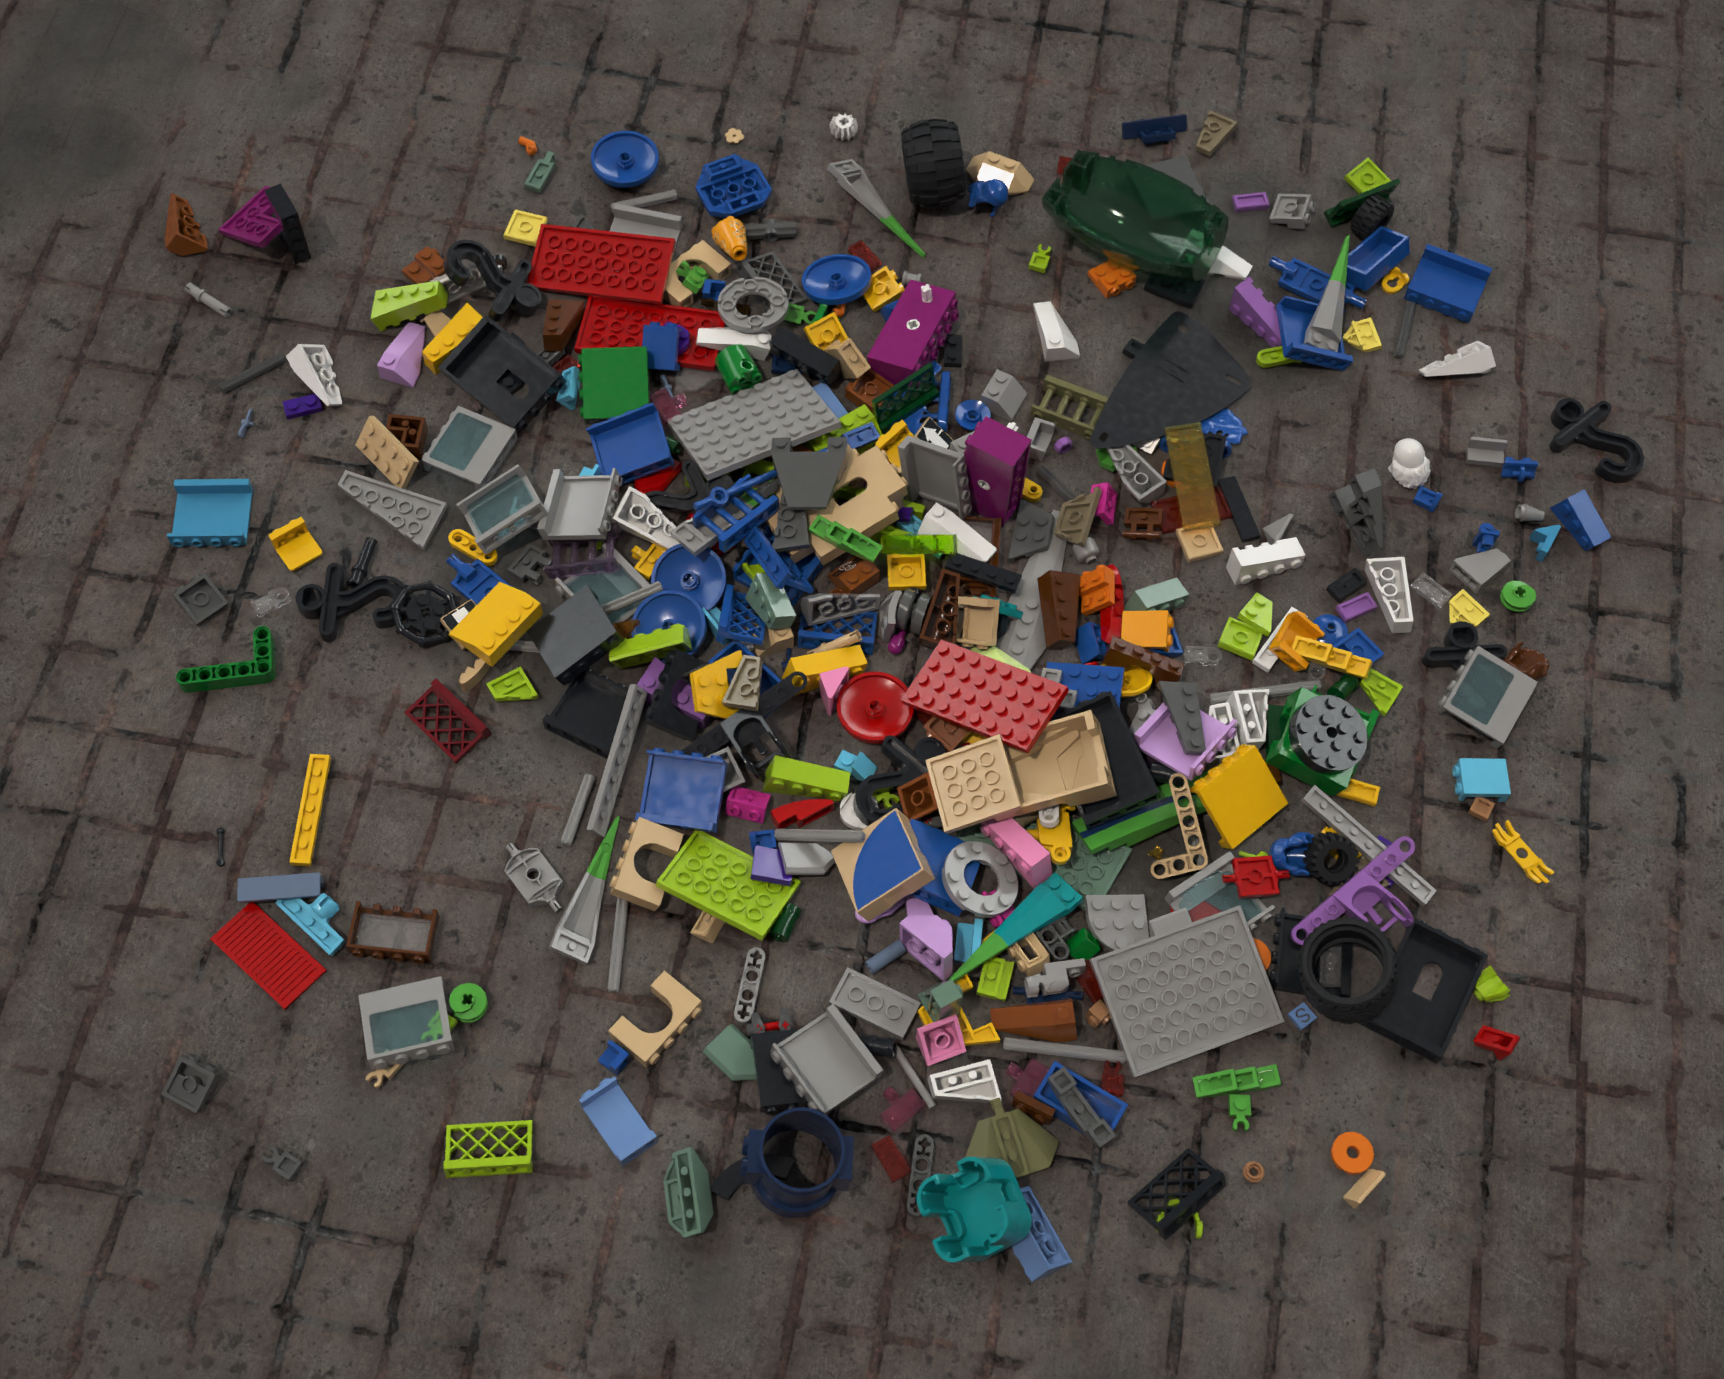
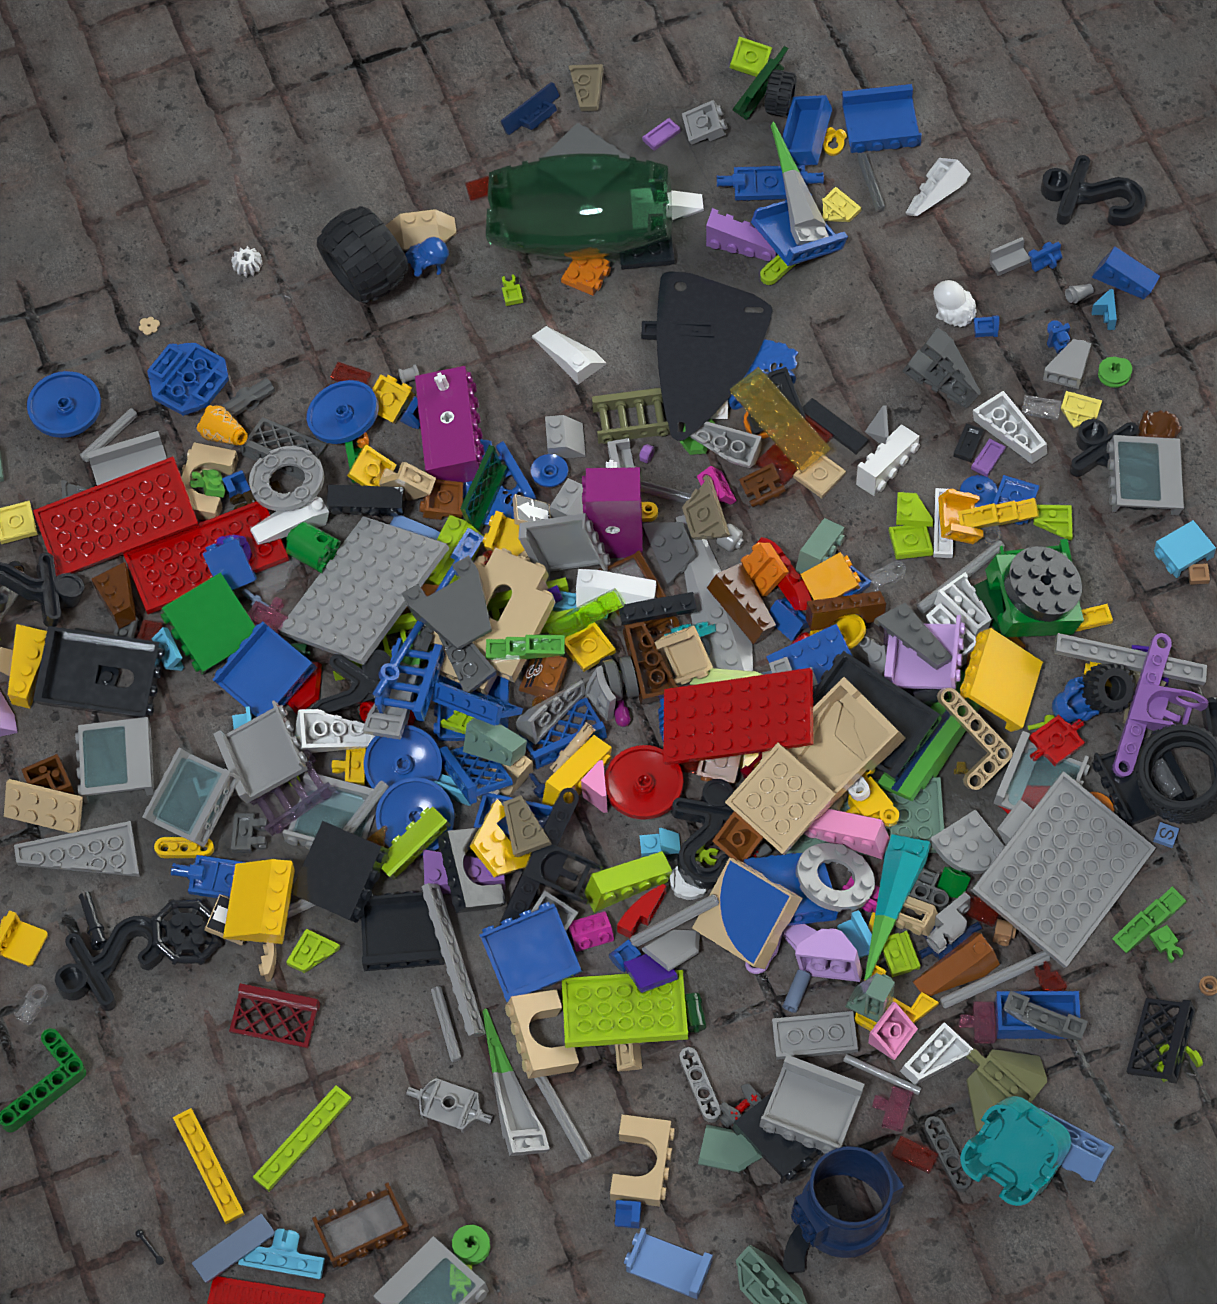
camera: 25 degrees left, 0 degrees up
(398, 832) = (302, 1138): none -> lime plate
(781, 366) = (347, 521): dark blue plate -> none
(796, 314) = (329, 463): bright green plate -> none
(856, 182) = (297, 310): light grey plate -> none
(879, 1045) = (844, 1066): black piece -> none
(953, 351) = (491, 421): black plate -> none
(1039, 1111) = (1003, 1041): reddish brown plate -> none
(1344, 686) = (1024, 535): dark green piece -> none

